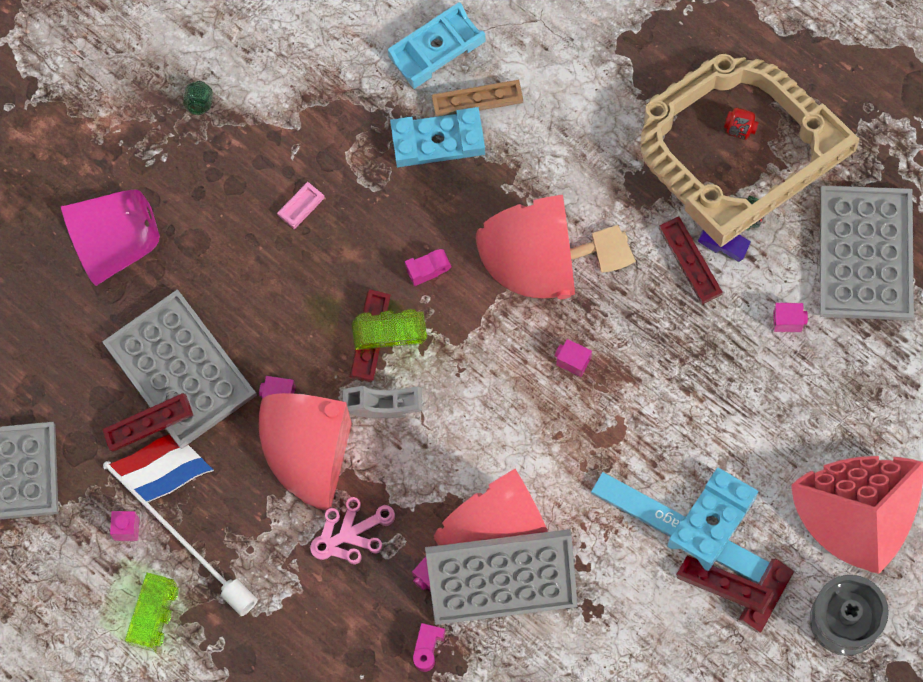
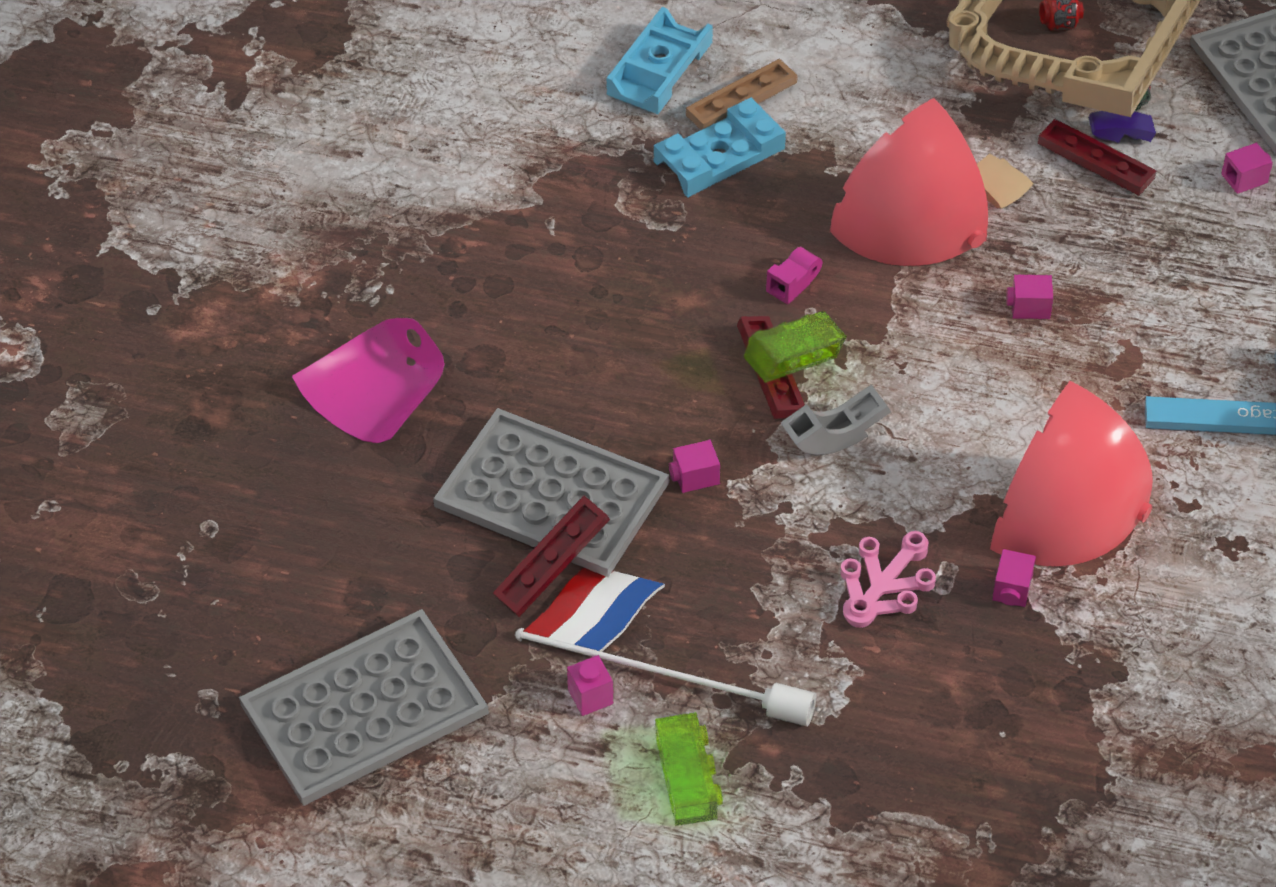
camera: 30 degrees left, 20 degrees down
(198, 97) = (399, 209): clear green head -> none
(300, 205) = (595, 273): bright pink tile -> none
(305, 444) = (768, 494): coral brick -> none
(425, 646) = (1062, 660): dark pink leg -> none
(502, 576) = (1113, 531): light grey plate -> none

